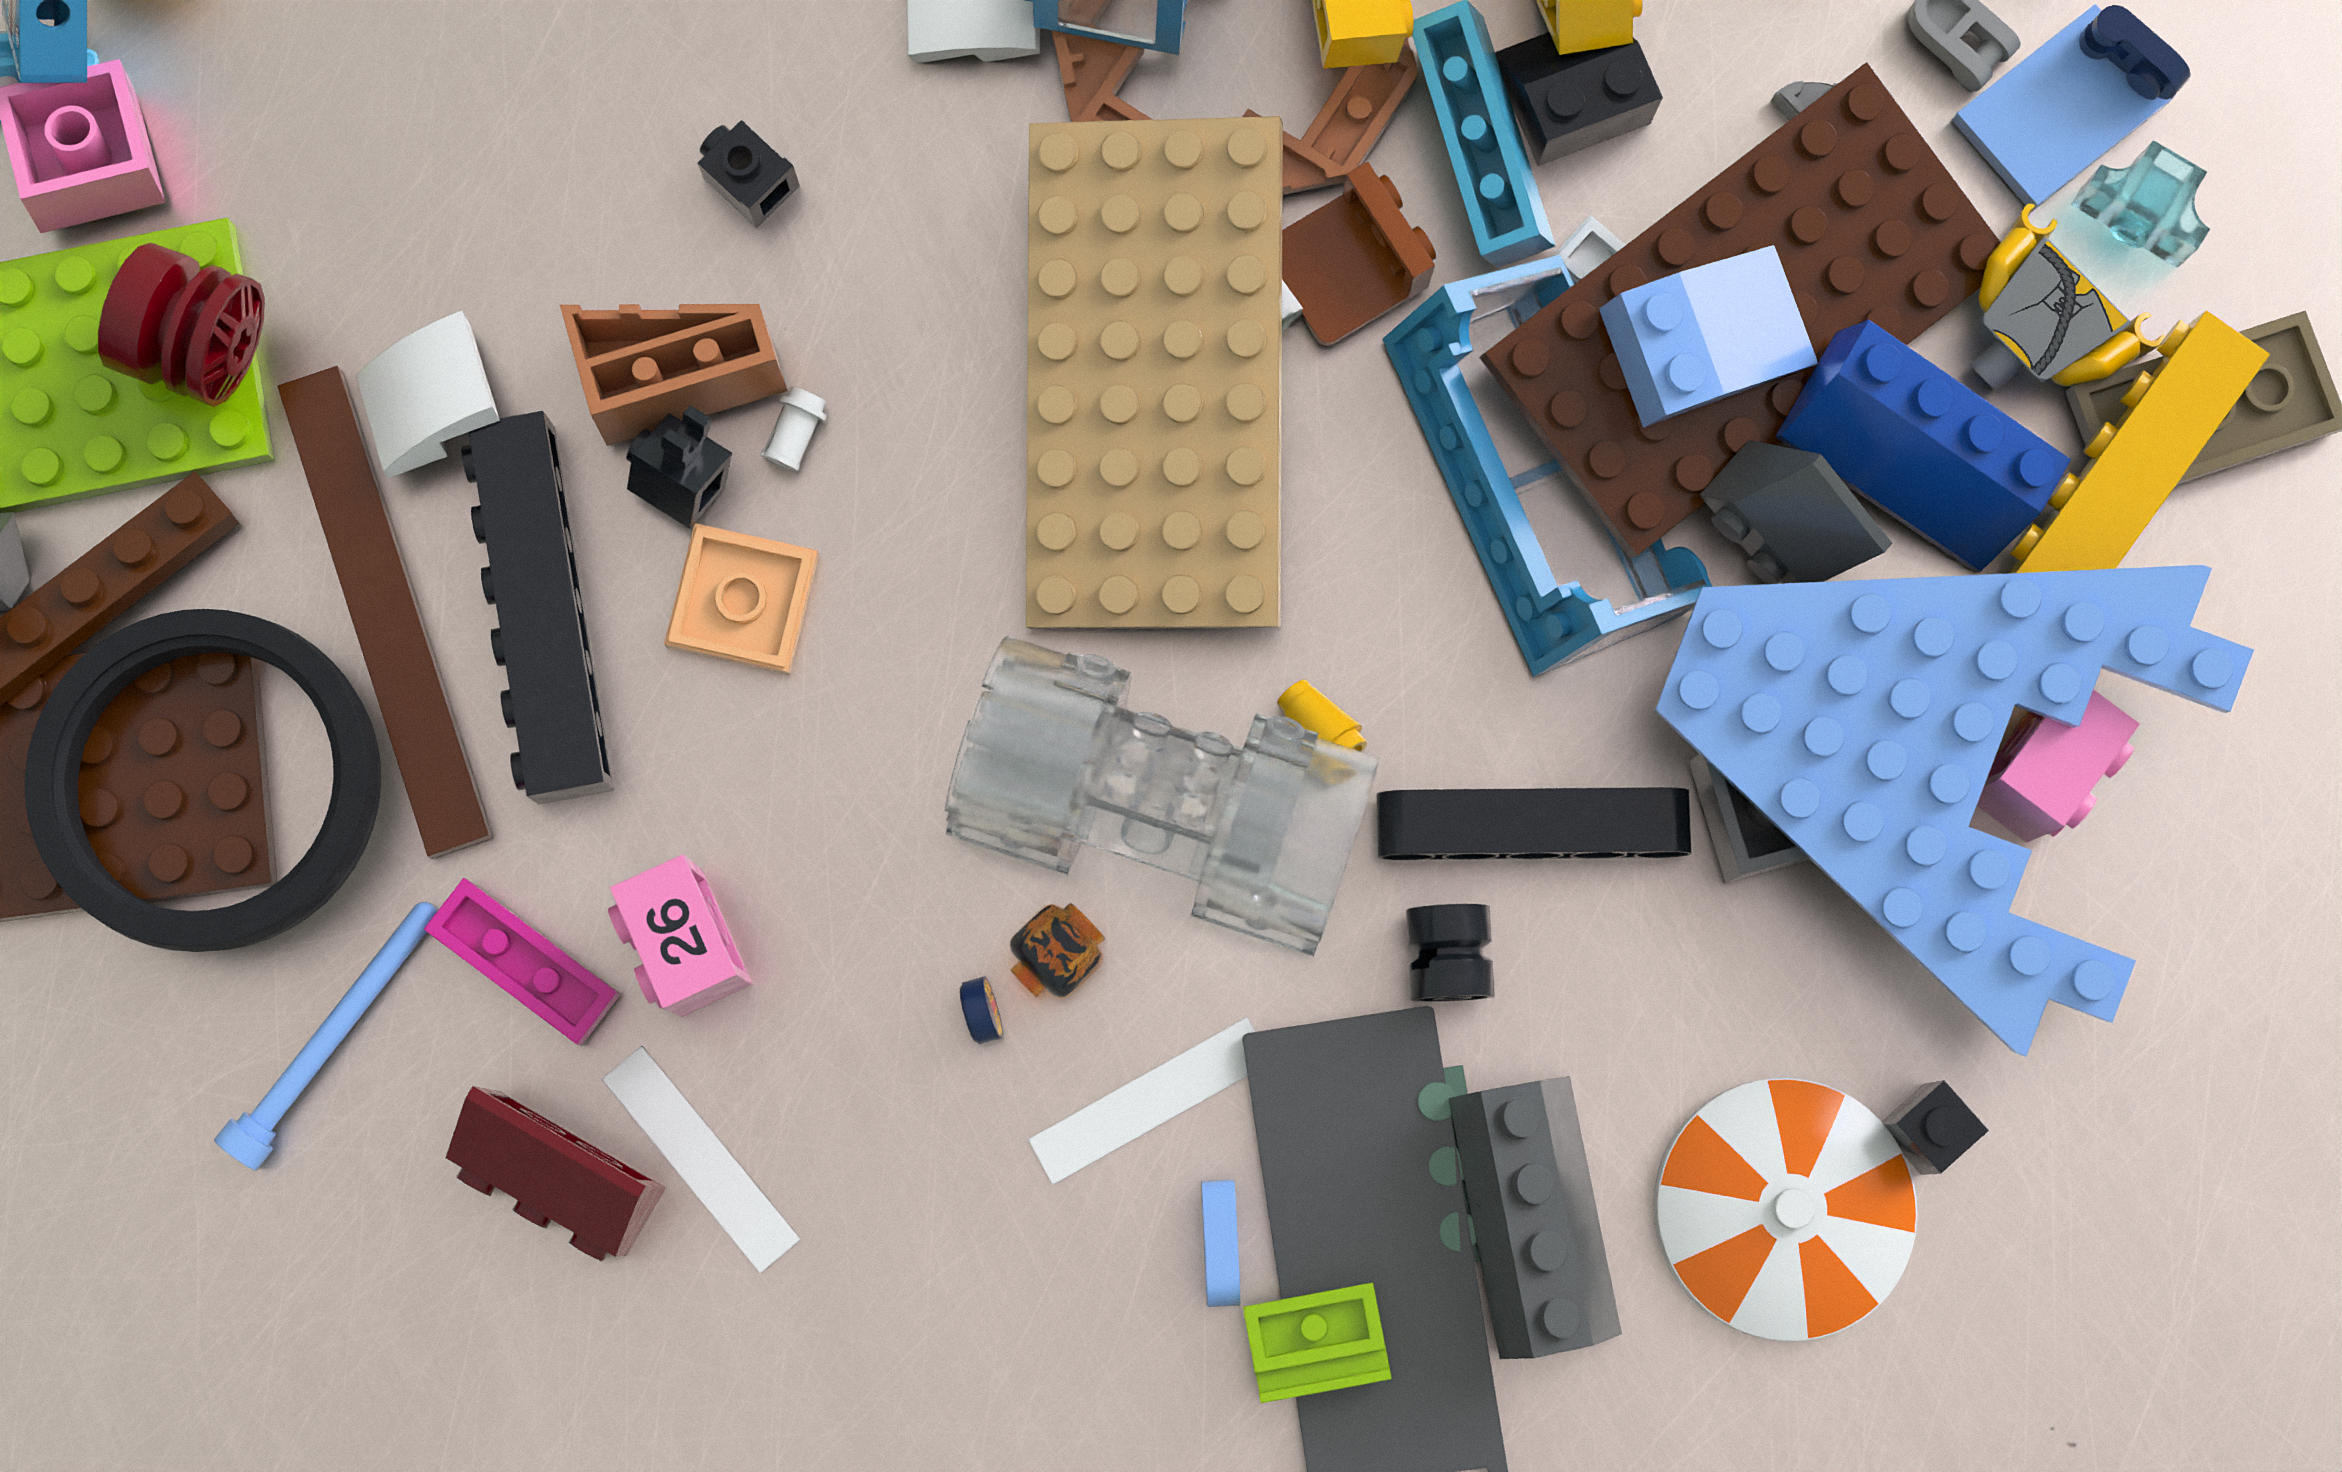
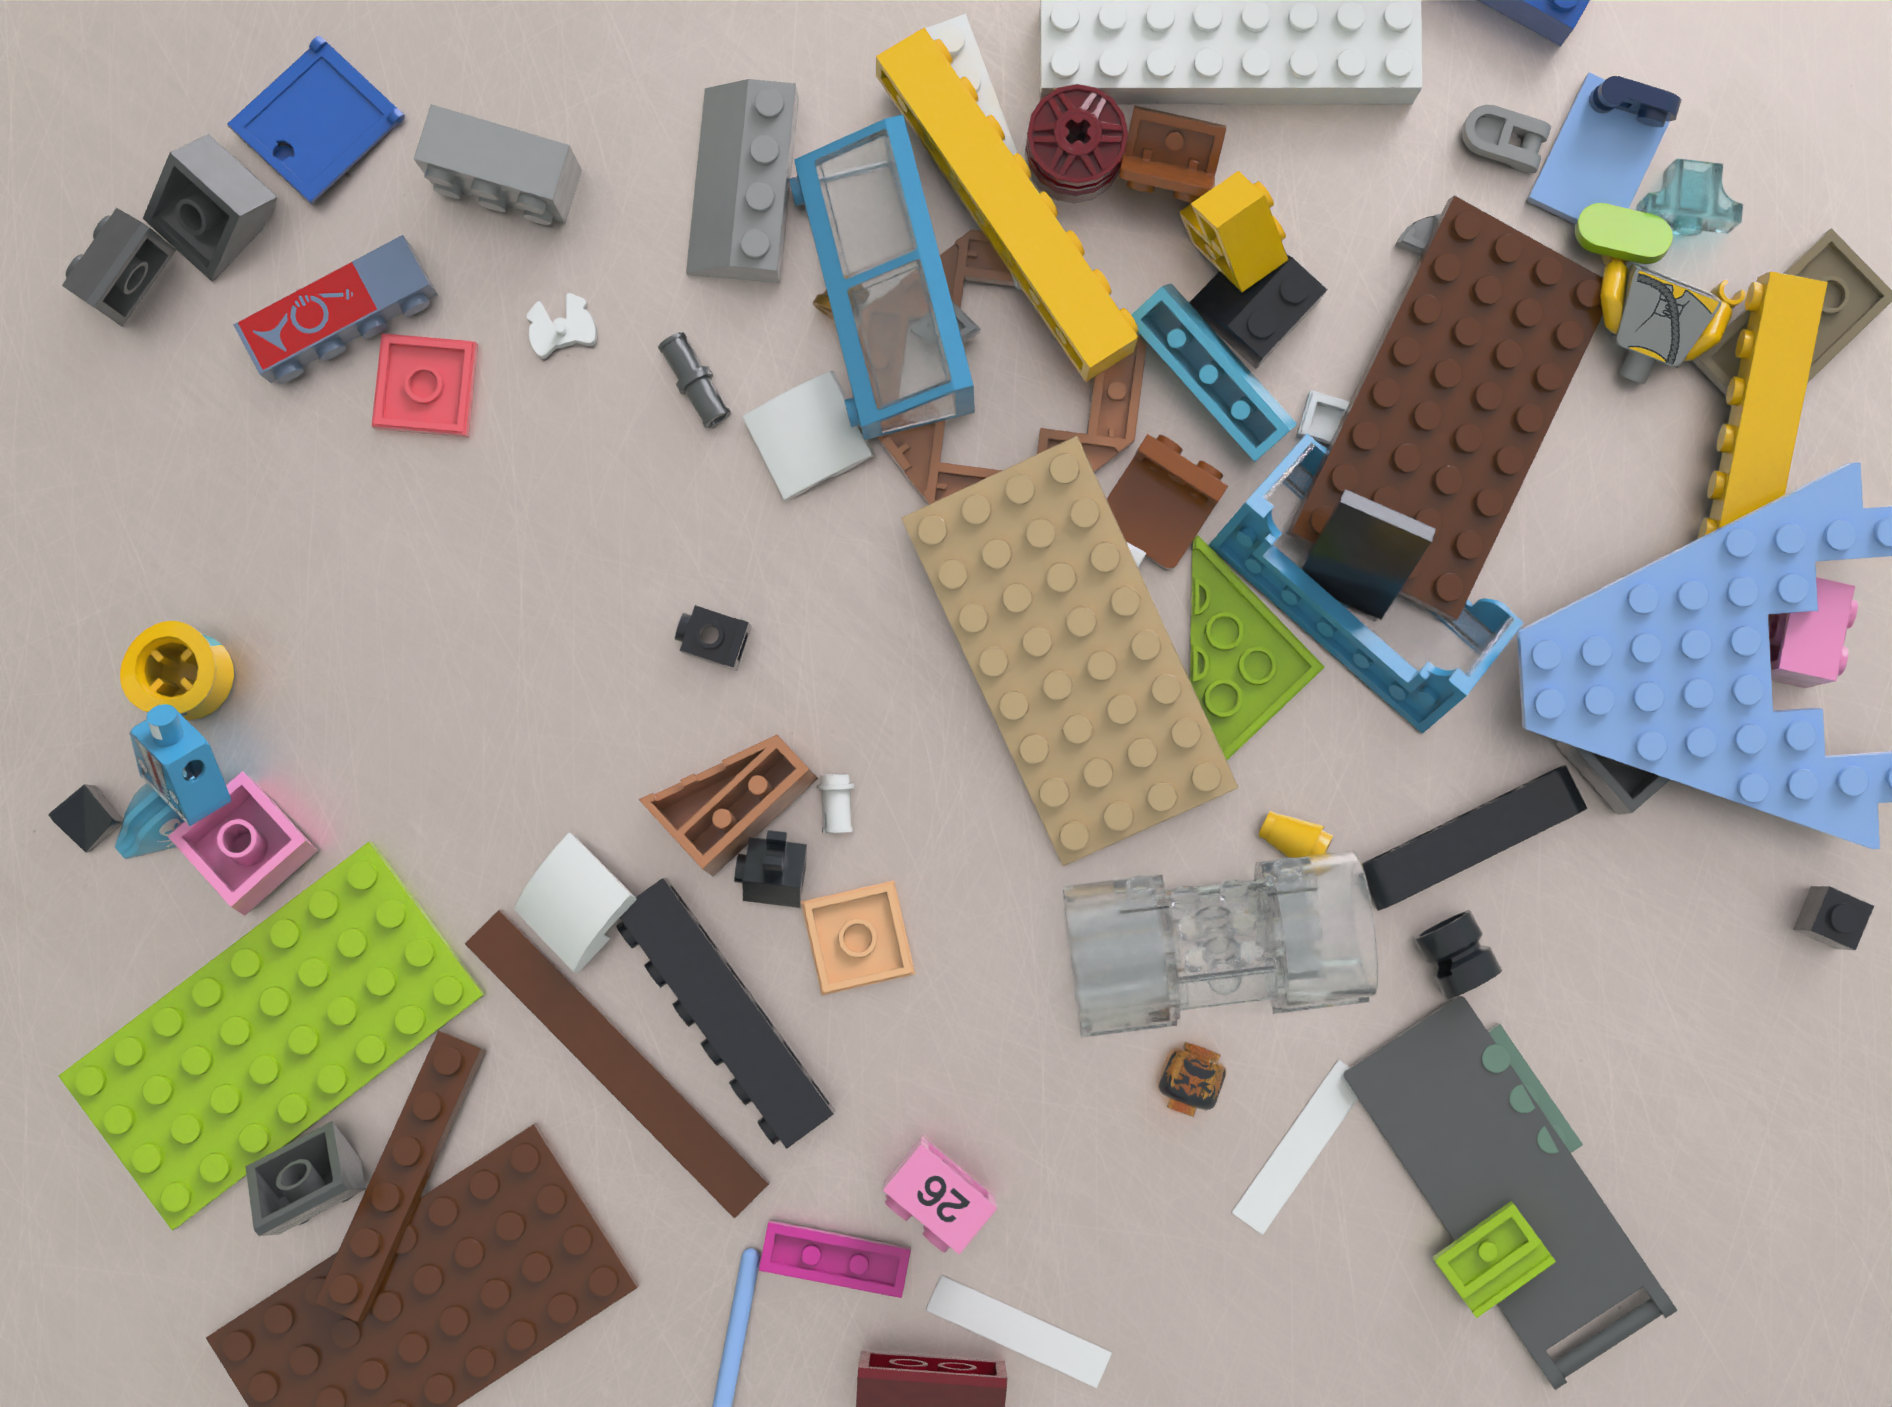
camera: 25 degrees left, 5 degrees up
(98, 679) = (462, 1298): black tyre -> none
(181, 324) = (378, 941): dark red wheel -> none
(981, 1010) = (1161, 1143): dark blue tile -> none
(1220, 1243) = (1396, 1222): light blue beam -> none
(1359, 483) = (1239, 652): none -> lime tile
(1535, 1218) = (1599, 1107): dark grey slope -> none
(1561, 413) = (1366, 553): none -> black tile
(1707, 334) = (1439, 448): light blue slope -> none
(1785, 1209) = (1758, 1017): dish -> none
(1792, 515) = (1551, 546): dark grey slope -> none
(1922, 445) = (1615, 452): blue slope -> none
(2050, 200) = (1623, 233): none -> lime tile

